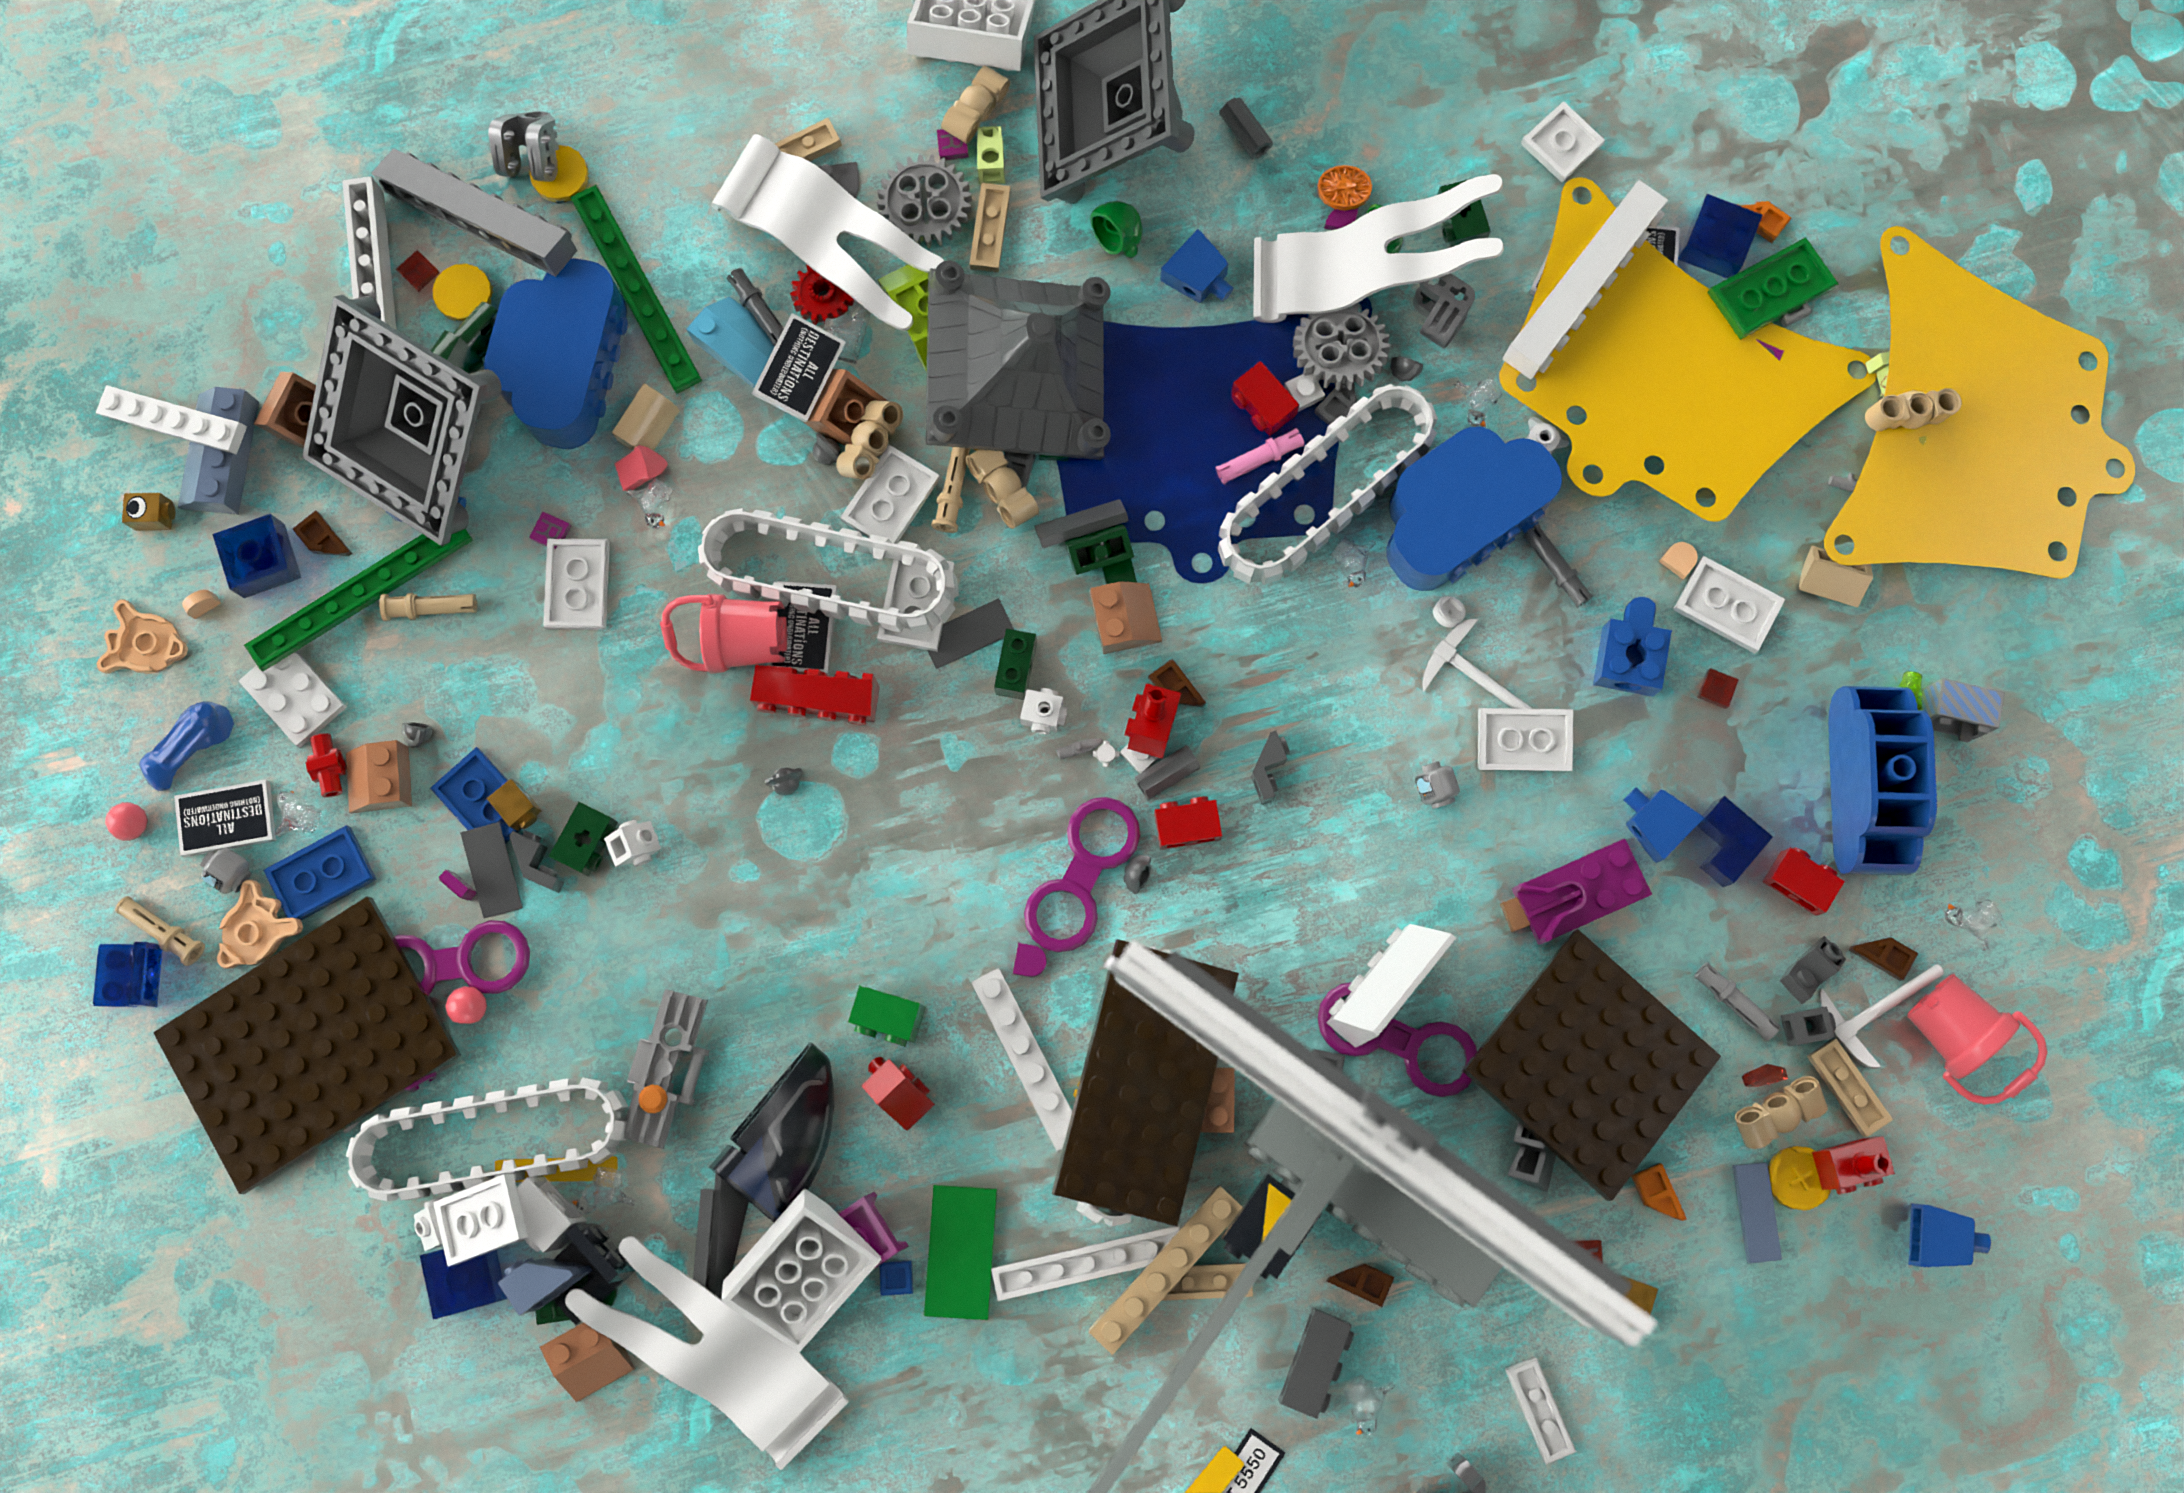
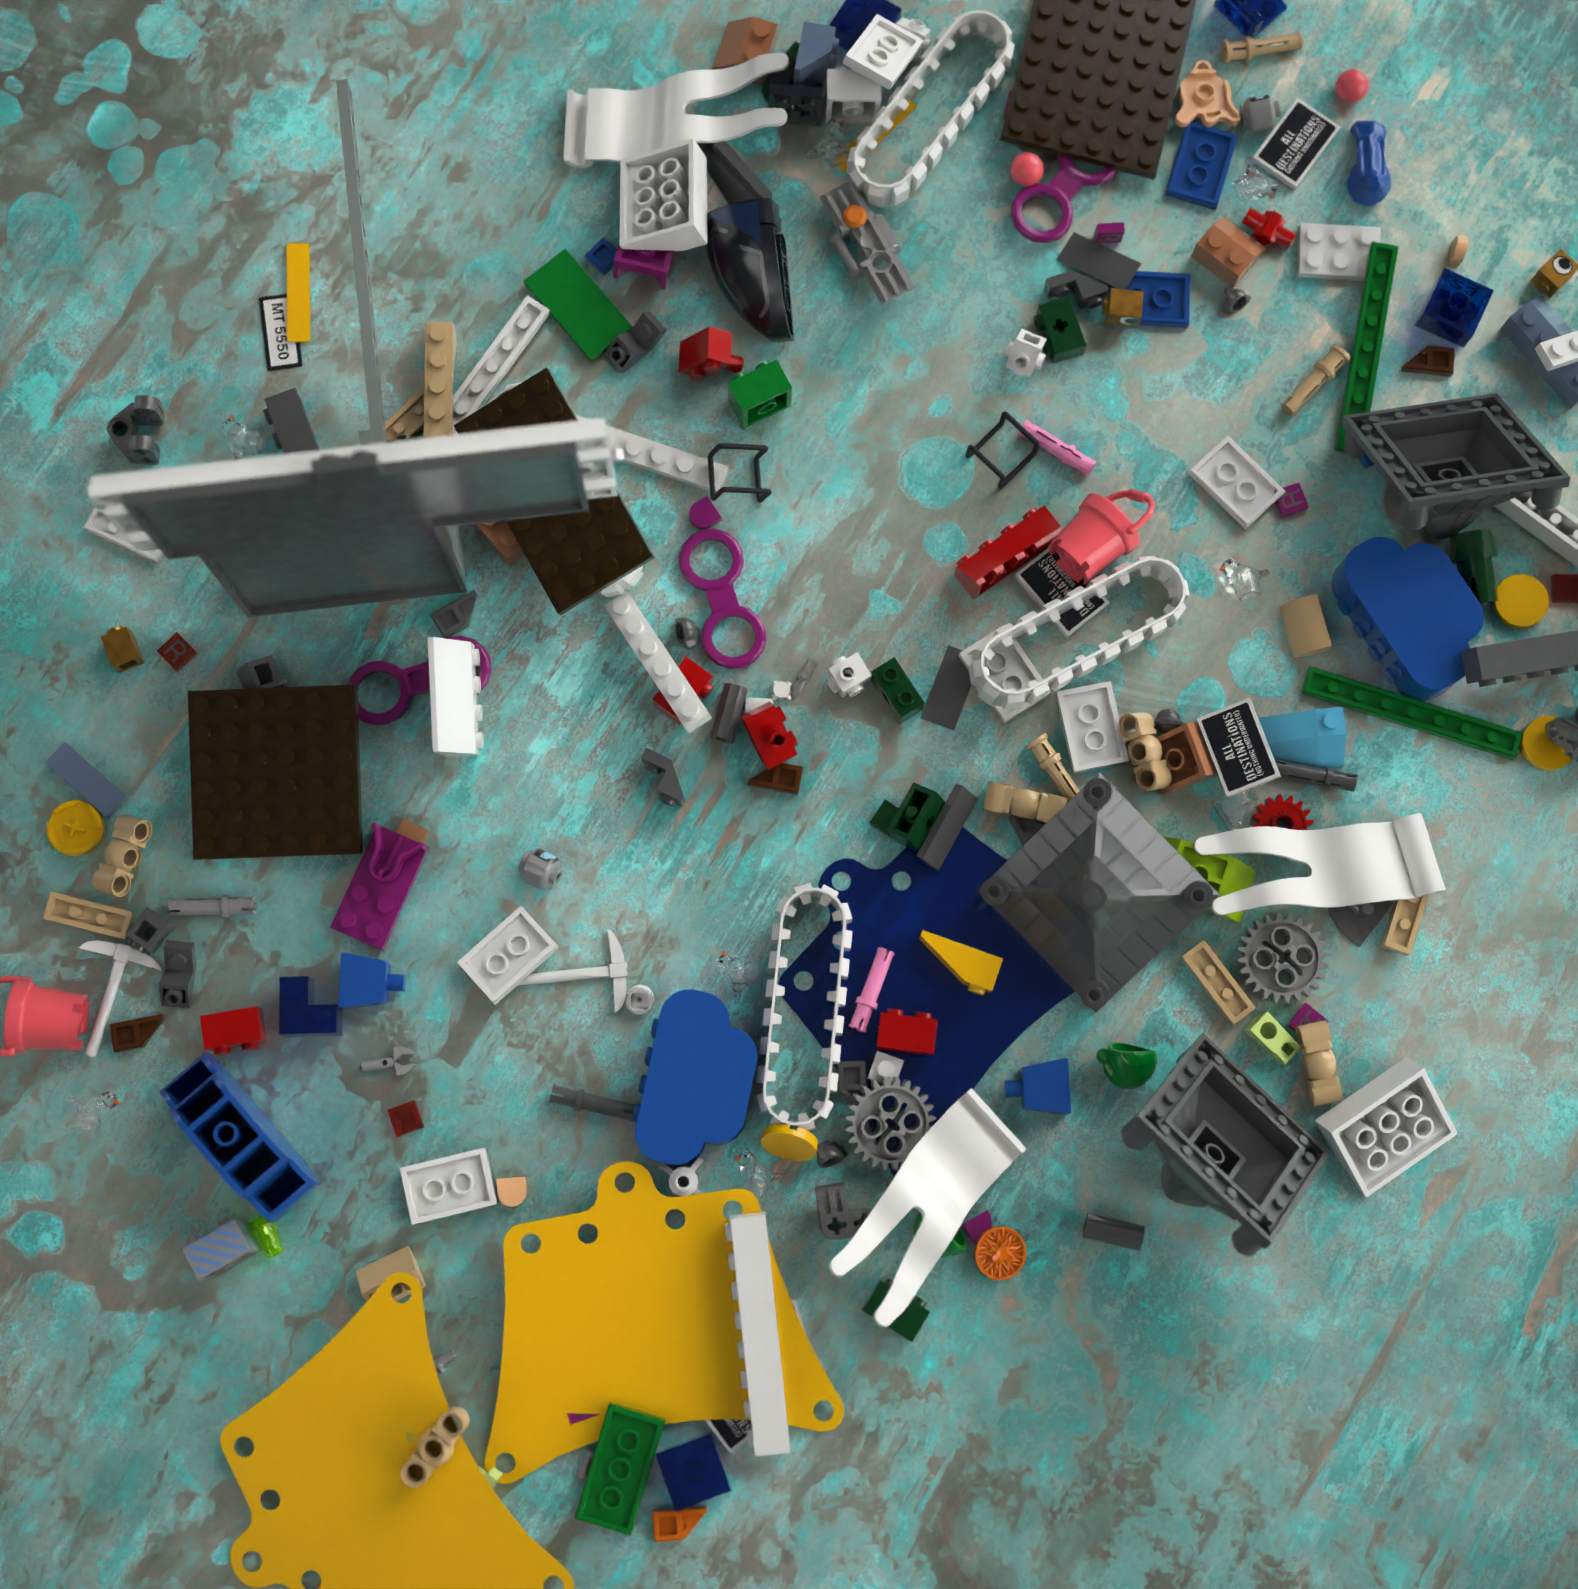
camera: 130 degrees right, 0 degrees up
(141, 643) = (1467, 196): light nougat tile -> none
(288, 408) = (1543, 415): nougat slope -> none
(639, 467) = (1275, 593): coral tile -> none
(688, 744) = (1059, 449): none -> bright pink pin
(762, 806) = (971, 450): none -> black piece
(784, 780) = (972, 483): dark grey piece -> none
(940, 969) = (761, 493): none -> black piece
(944, 1168) = (634, 345): none -> dark grey slope
(1125, 616) = (856, 791): nougat slope -> none
(1165, 402) = (966, 963): none -> yellow slope
(1189, 861) = (658, 662): none -> white plate
(1433, 397) = (789, 1143): none -> yellow tile
(1562, 142) = (875, 1442): white plate -> none
(1633, 651) = (487, 1086): blue brick -> none
(1658, 1192) = (163, 735): orange tile -> none
(1692, 742) = (389, 1062): none -> light grey bar
(1764, 1076) = (152, 873): clear red tile -> none
(1852, 1164) = (46, 863): red brick -> none

